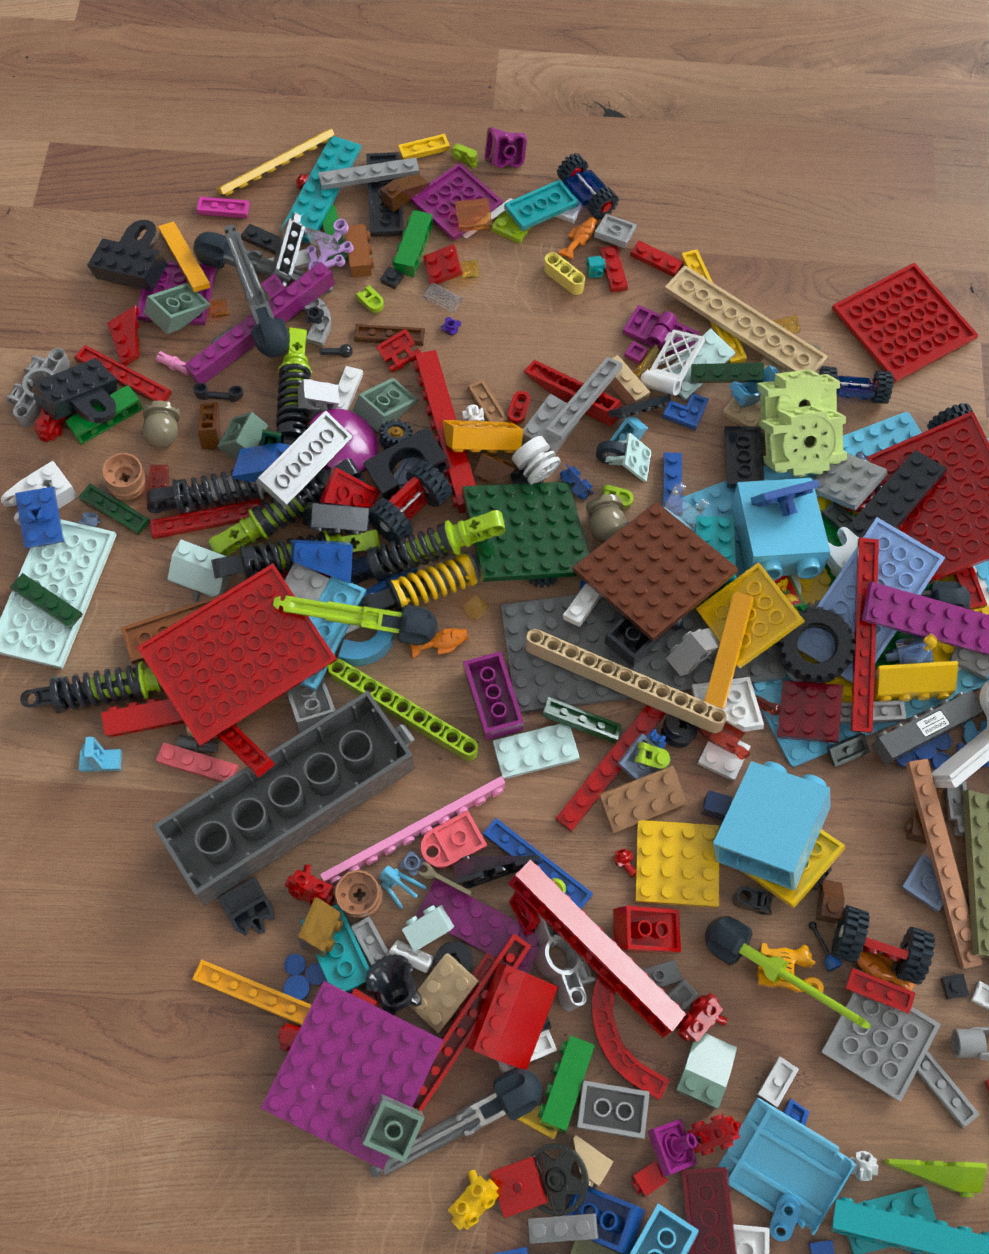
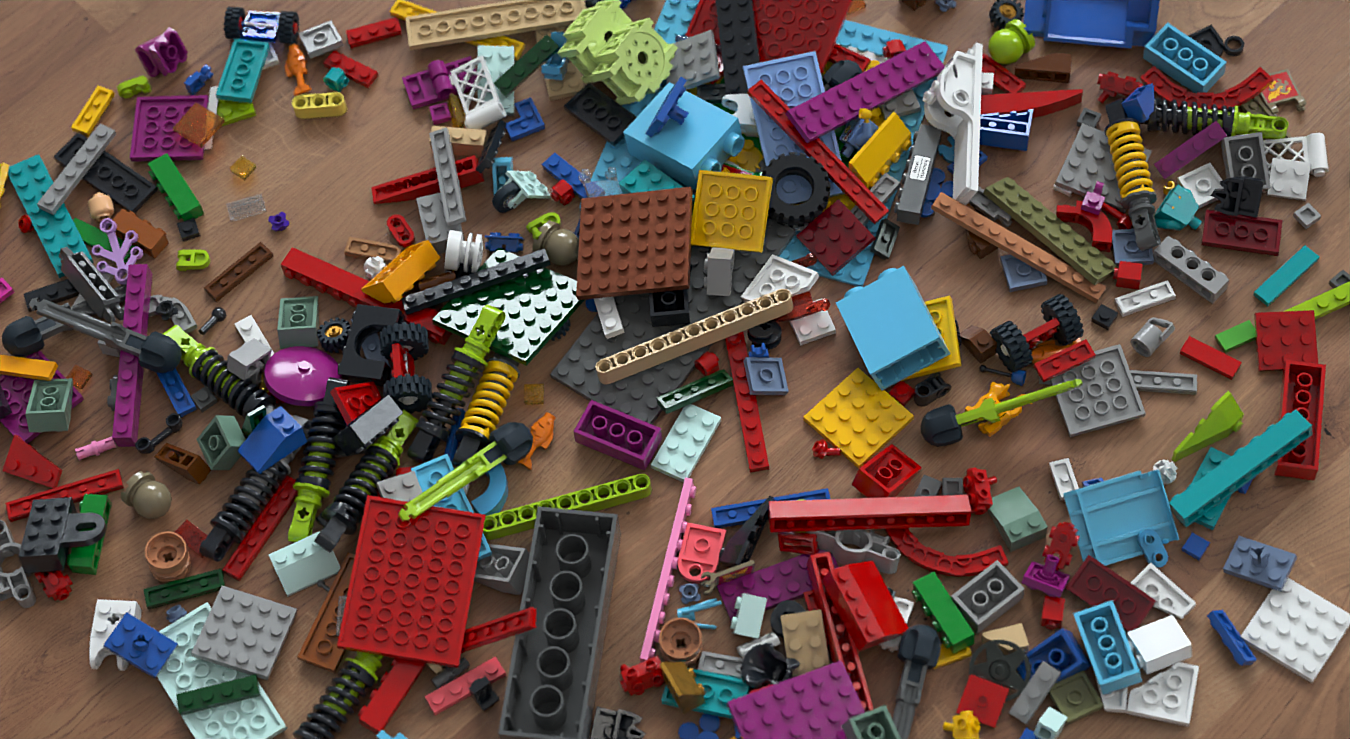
camera: 40 degrees left, 5 degrees down
(110, 576) = (244, 632): none -> light grey plate
(198, 782) = (483, 693): none -> black bracket
(260, 376) = (177, 392): none -> blue plate
(270, 397) = (204, 399): none -> dark grey plate
(273, 286) = (115, 314): magenta plate -> none
(304, 459) = (302, 405): plate -> none
(321, 239) = (106, 248): clear tile -> none
(324, 556) = (395, 457): blue wedge -> none
(356, 212) = (100, 207): none -> light nougat head
(395, 346) = (256, 274): red plate -> none
(402, 190) = (121, 157): reddish brown slope -> none
(443, 264) = (218, 183): red plate -> none
(506, 186) = (197, 80): none -> blue plate
(521, 489) = (475, 281): none -> black plate
(613, 709) = (707, 363): none -> red plate
(642, 798) = (791, 399): medium nougat plate -> none
(654, 485) = (562, 192): none -> red plate
(657, 758) = (773, 364): lime plate -> none
(716, 805) = (843, 356): dark blue brick -> none
(729, 650) = (742, 246): light orange tile -> none
(729, 879) = (902, 393): none -> red plate

